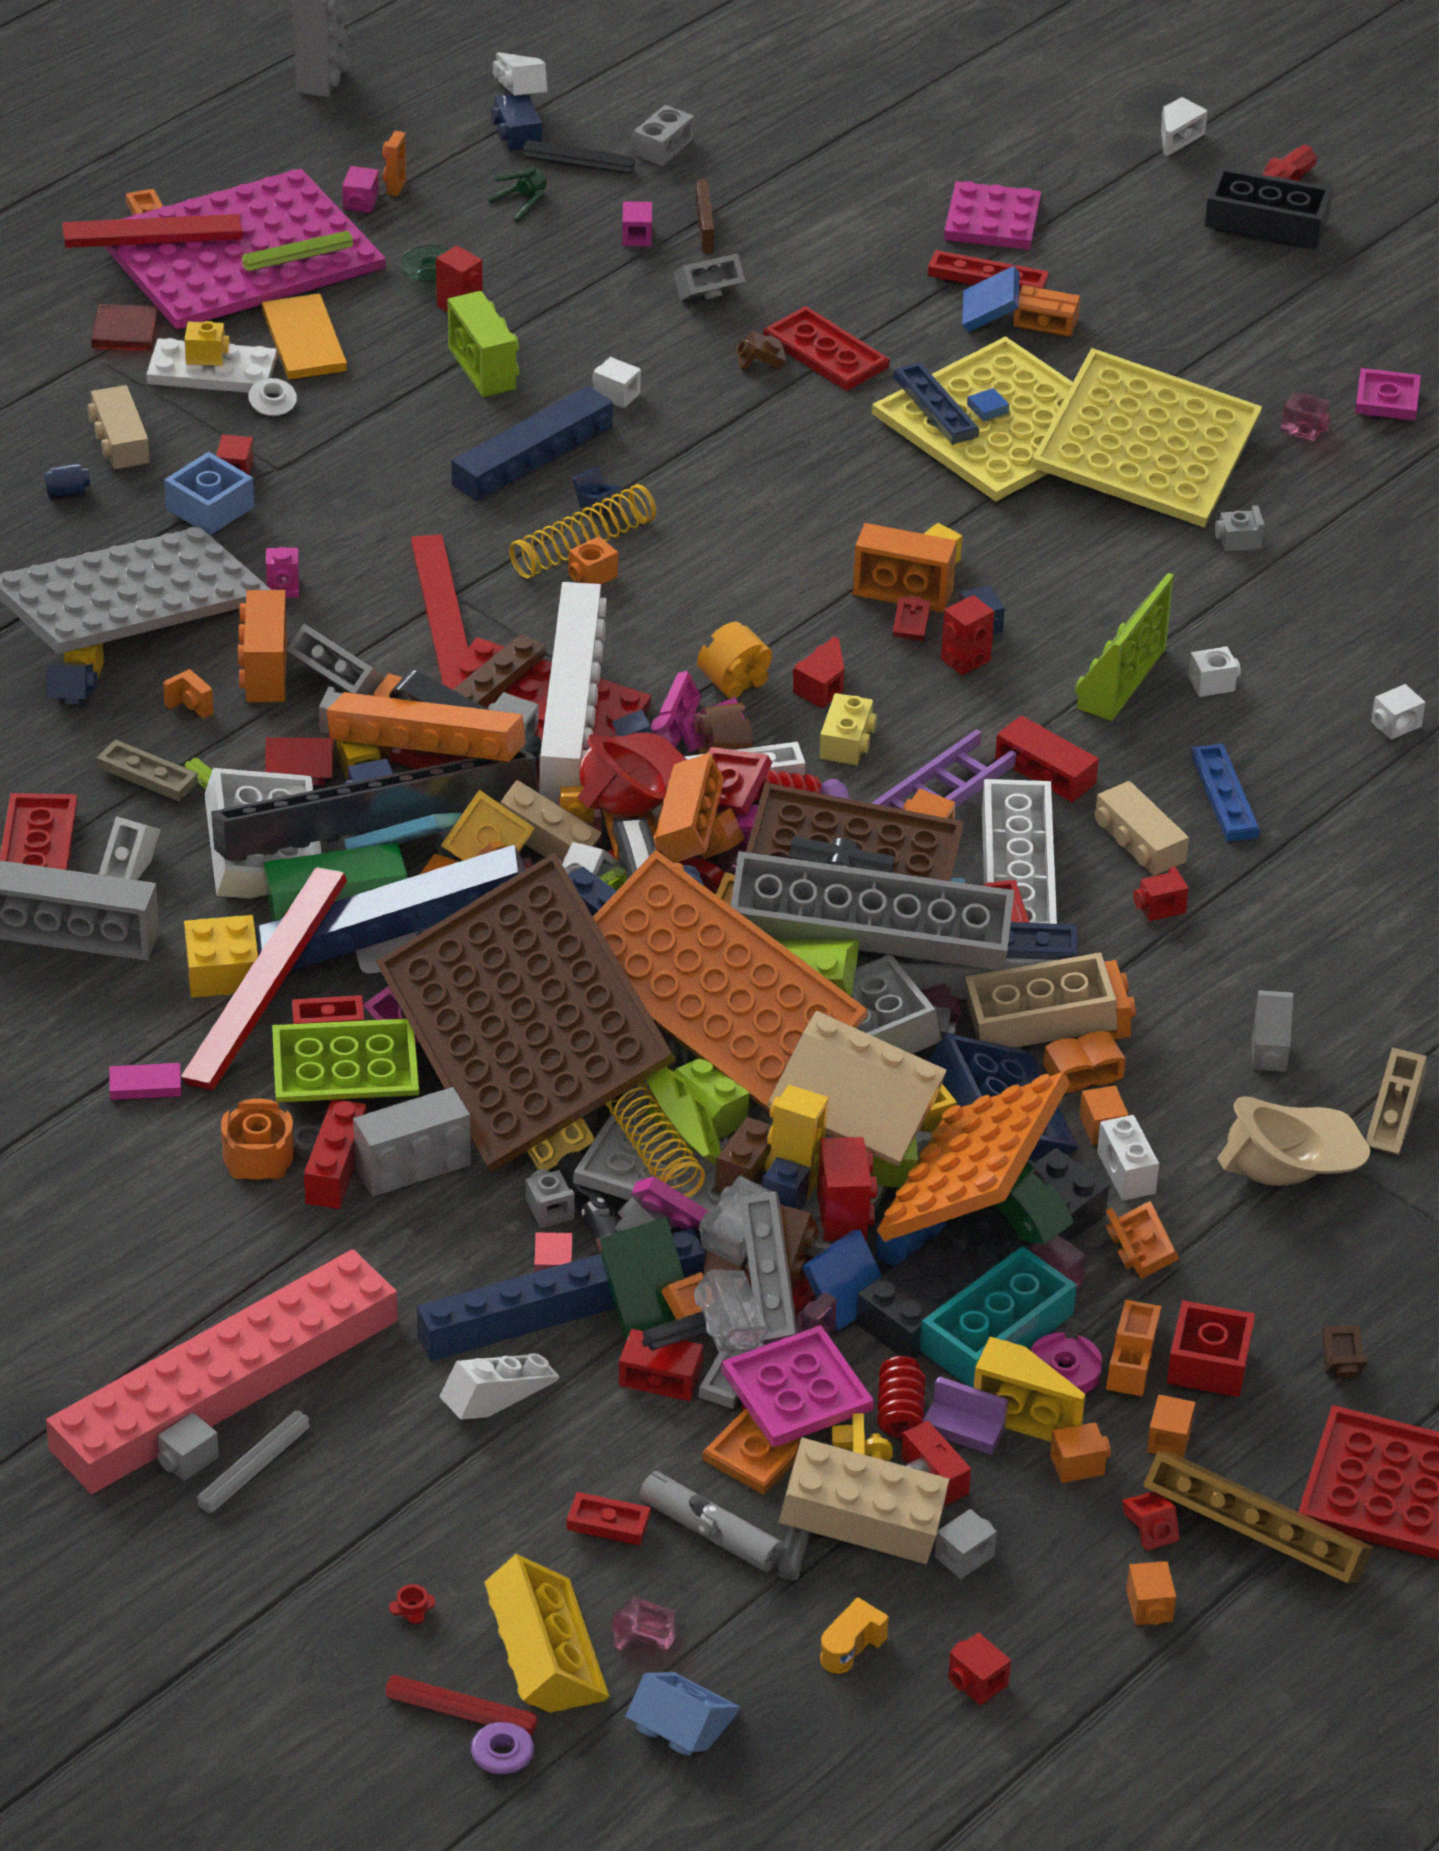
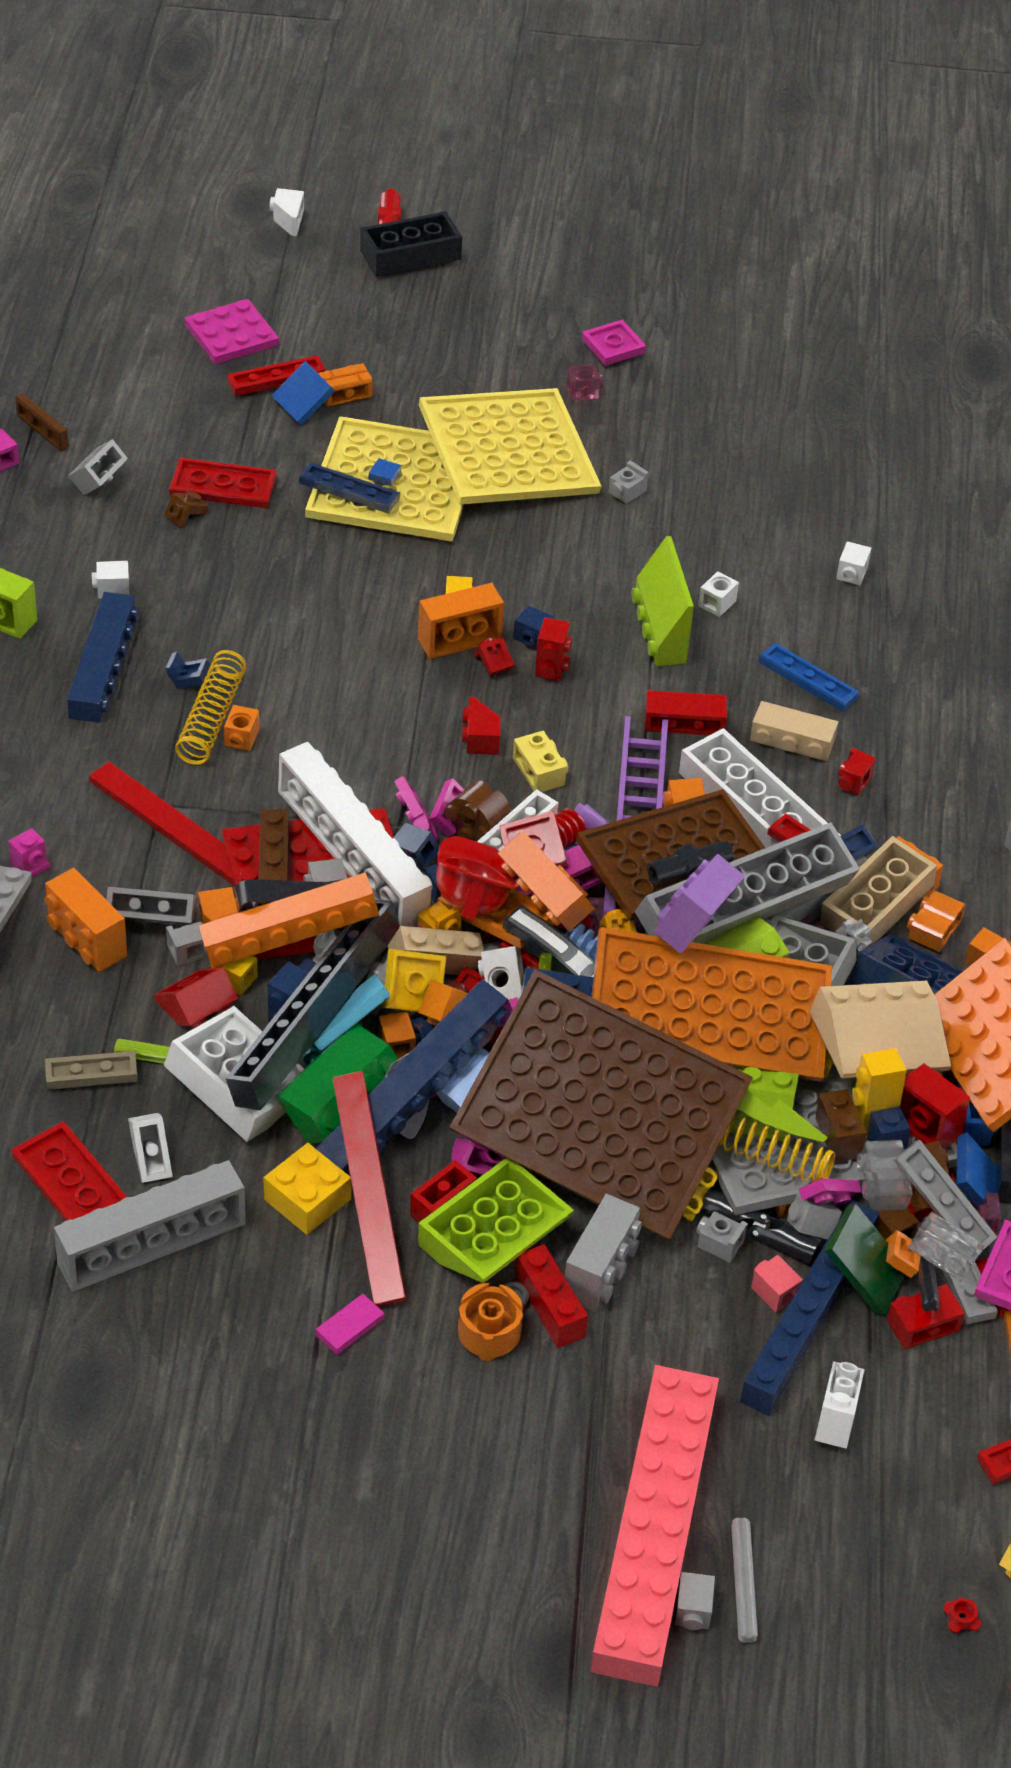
camera: 40 degrees left, 5 degrees up
(190, 690) = (61, 987): orange bracket -> none
(735, 659) = (423, 750): light orange brick -> none
(763, 872) = (697, 902): none -> medium lavender brick
(960, 1017) = (857, 931): none -> light grey gear

